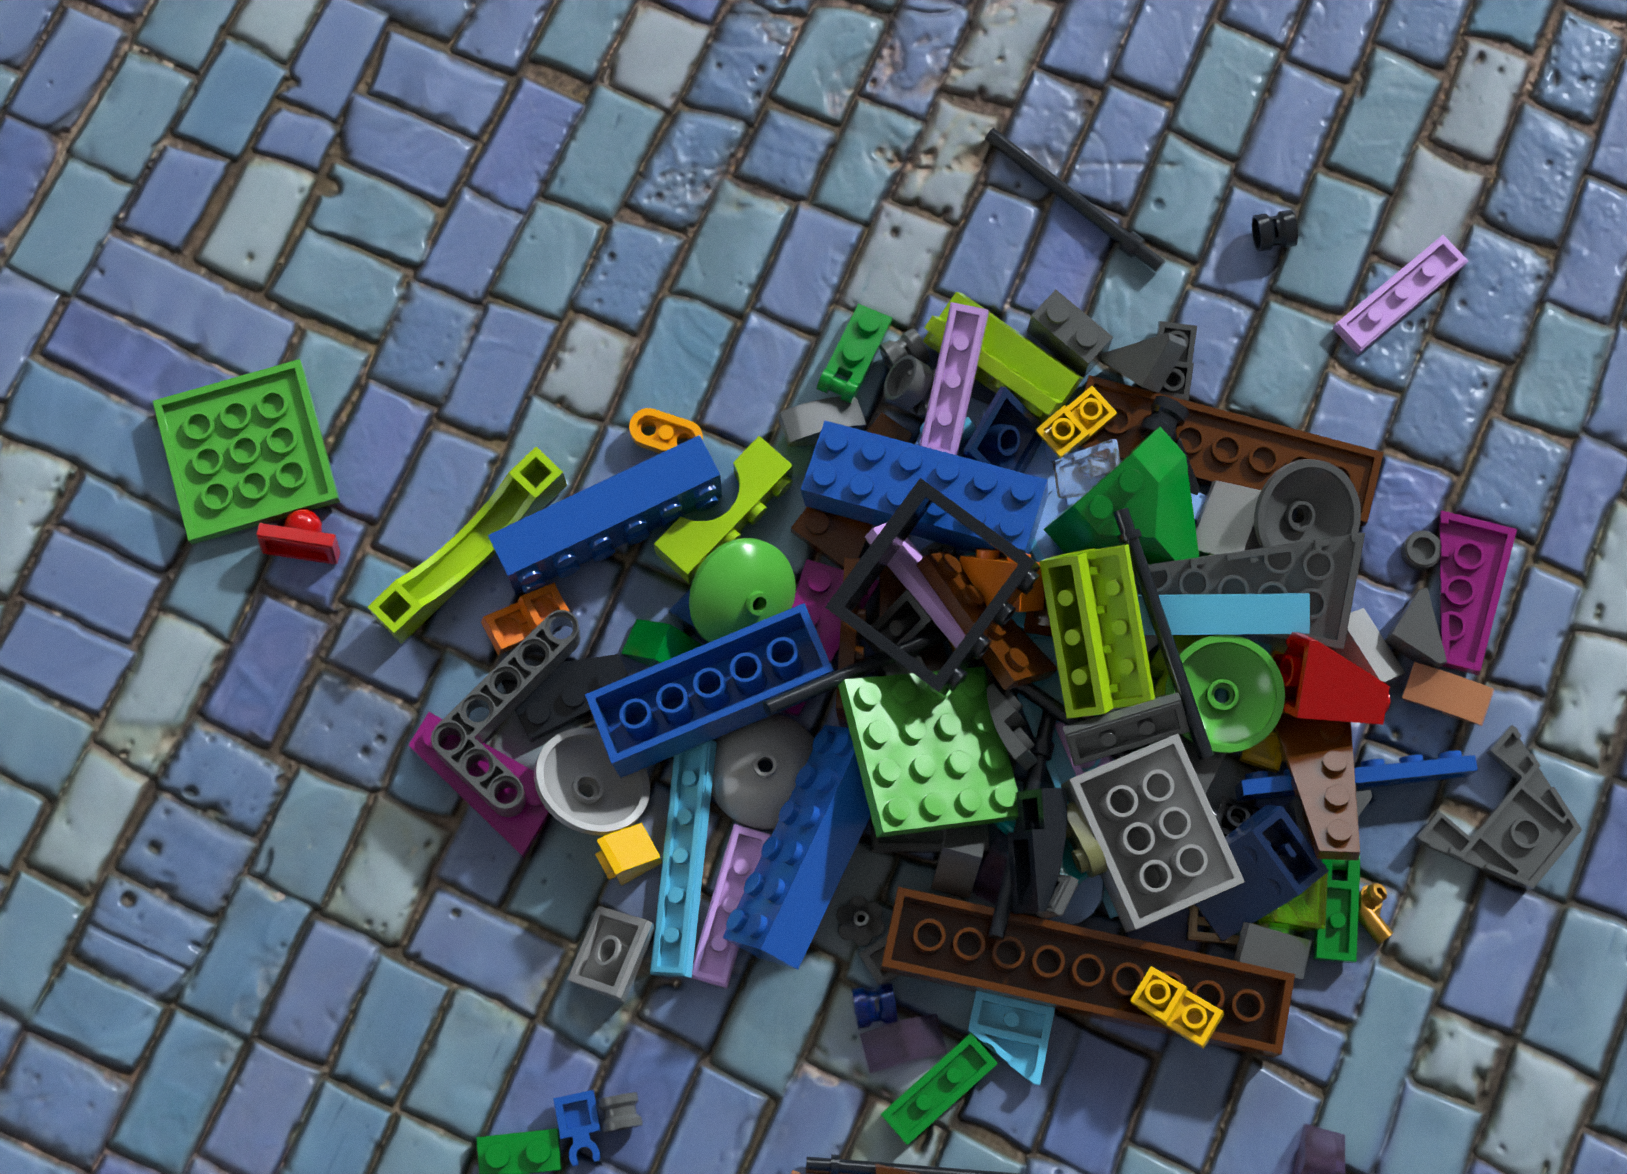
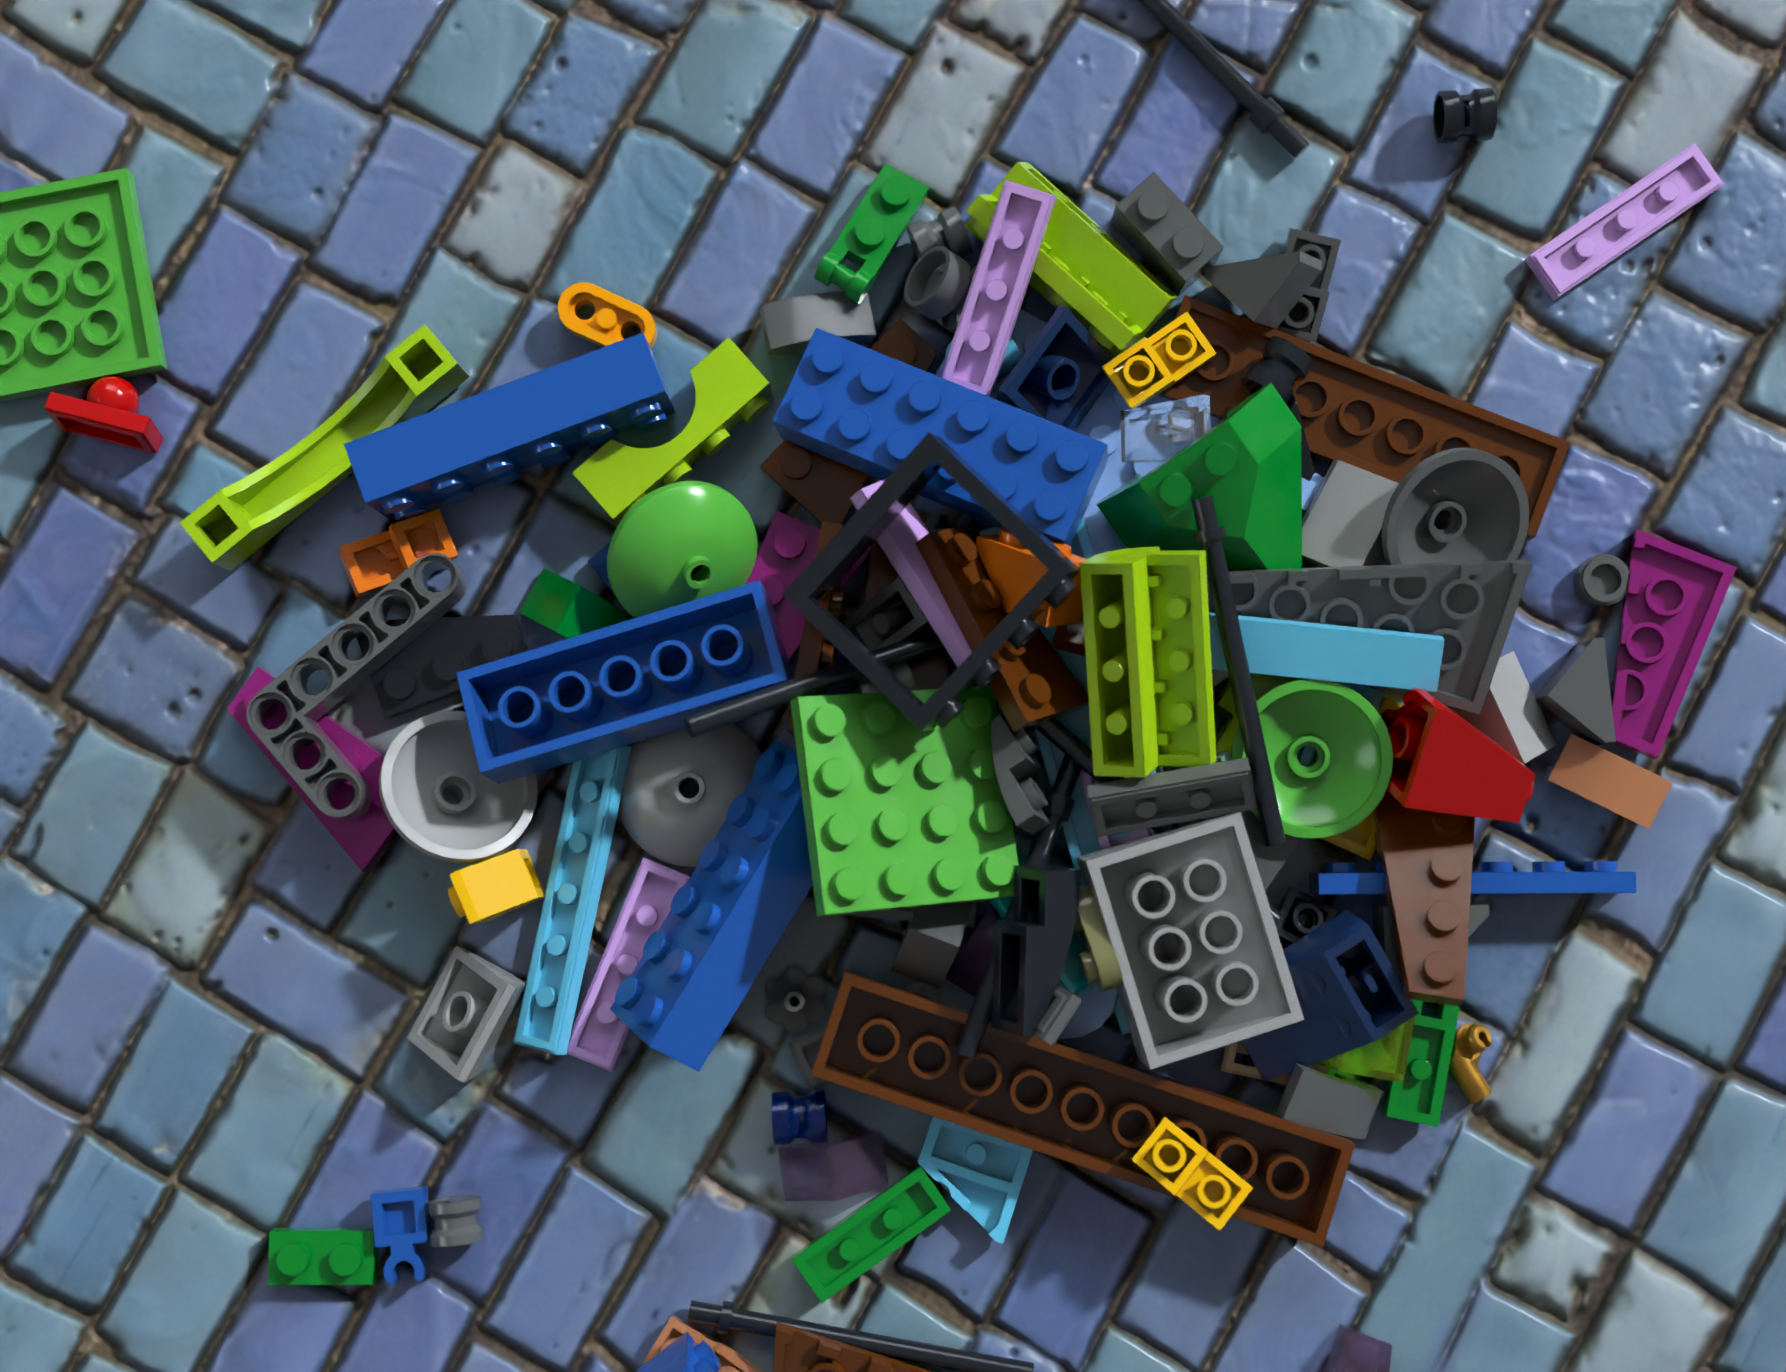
camera: 10 degrees right, 10 degrees up
(1521, 833) = (1683, 975): dark grey wing -> none

